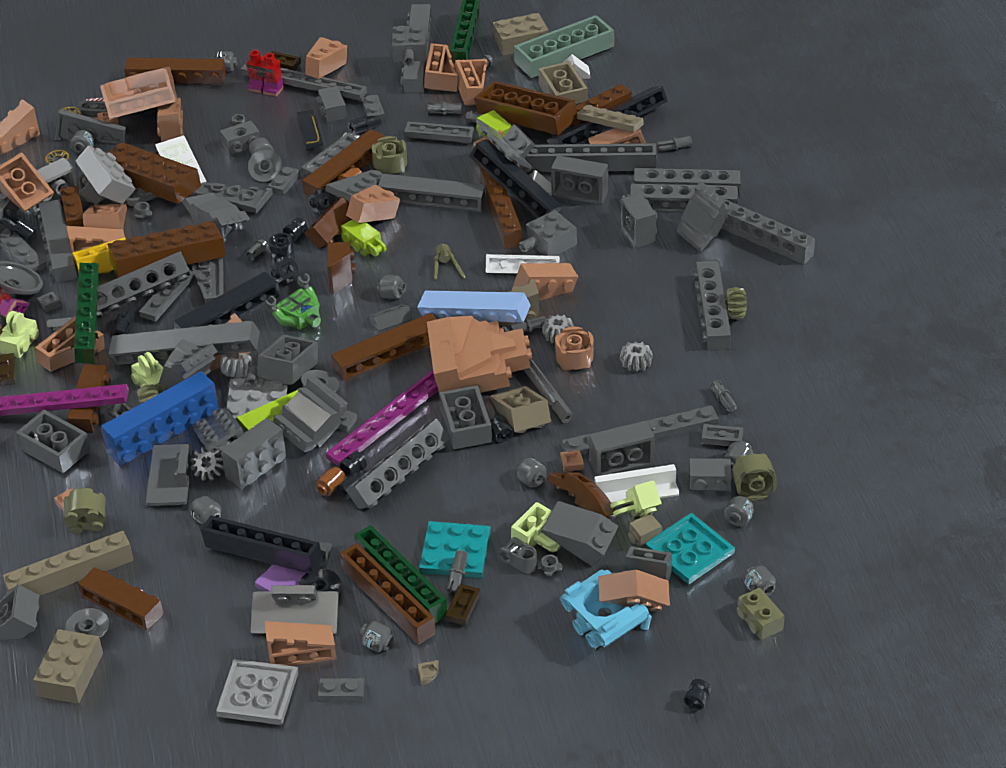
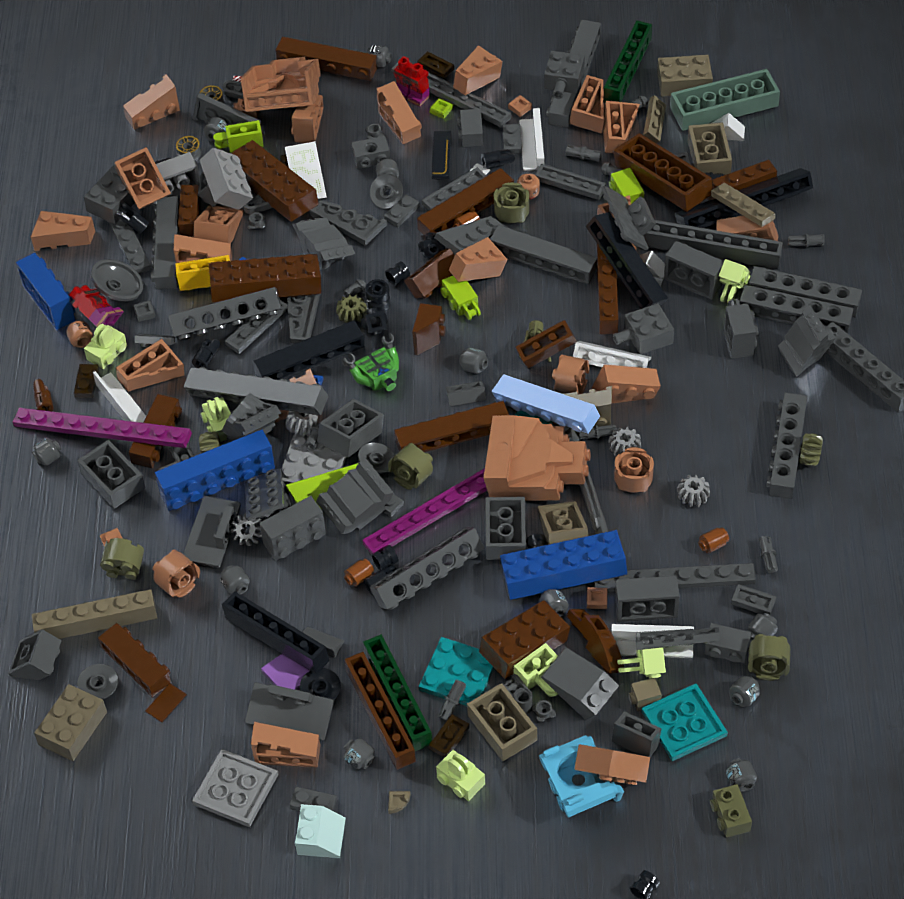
camera: 15 degrees right, 10 degrees up
(39, 375) = (119, 398): none -> white panel
(86, 313) = (170, 340): dark green brick -> none
(109, 139) = (239, 135): none -> lime brick
(144, 514) = (176, 574): none -> nougat brick
(162, 632) = (165, 702): none -> reddish brown sticker
(257, 101) = (397, 113): none -> nougat wedge
(257, 264) = (351, 308): none -> olive gear
(297, 94) = (441, 108): none -> lime tile
(356, 713) = (319, 832): none -> light aqua slope
(357, 382) = (411, 466): none -> olive brick
(373, 80) = (520, 106): none -> nougat plate
(394, 106) = (532, 142): none -> white panel
(405, 135) = (531, 183): none -> nougat head
(458, 259) = (546, 344): none -> reddish brown brick
(485, 633) = (460, 775): none -> yellowish green brick
(490, 277) = (570, 374): none -> nougat brick
(503, 69) = (654, 119): none -> dark tan plate
(509, 502) = (522, 636): none -> reddish brown brick
(513, 580) = (502, 722): none -> dark tan brick
(531, 436) = (563, 564): none -> blue brick
(618, 178) = (734, 277): none -> yellowish green brick
(668, 393) = (713, 540): none -> dark orange brick
(671, 472) = (667, 638): none -> dark grey wing

